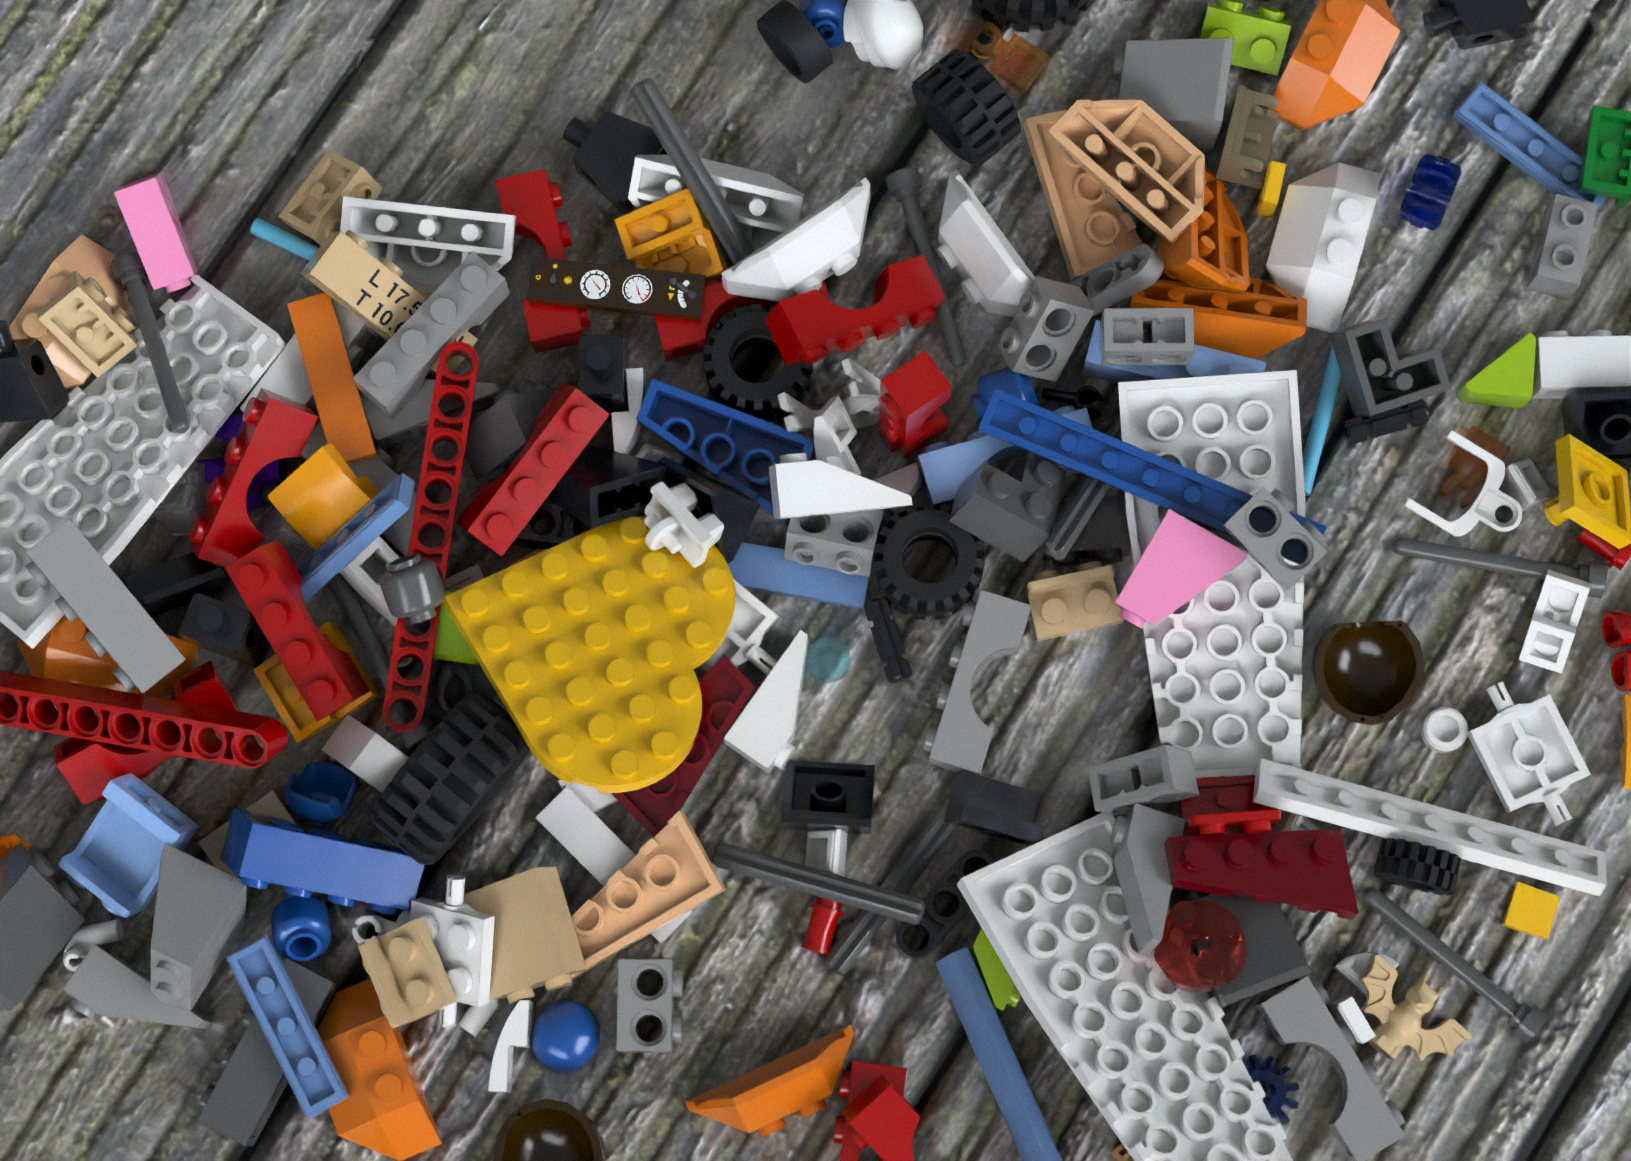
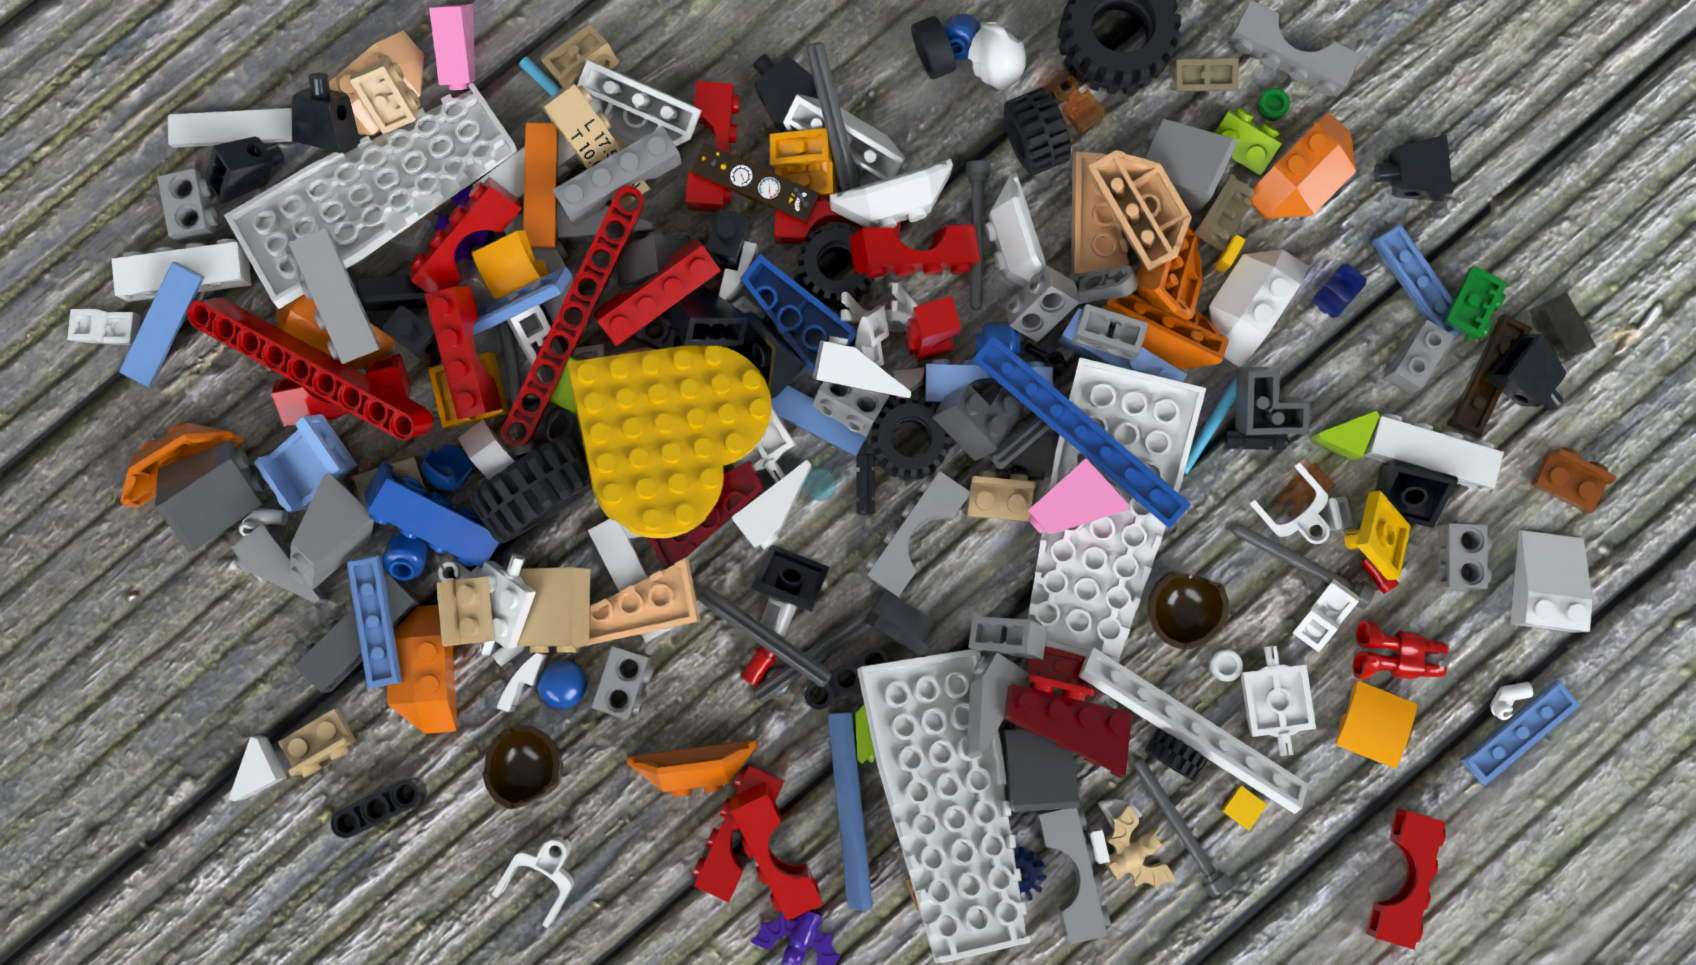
camera: 10 degrees right, 5 degrees up
(132, 276) = (427, 71): dark grey piece -> none
(412, 588) = (547, 349): dark grey head -> none
(675, 526) = (742, 364): white hips -> none
(1210, 968) = (1010, 783): clear red plate -> none
(1266, 546) = (1145, 506): light grey brick -> none

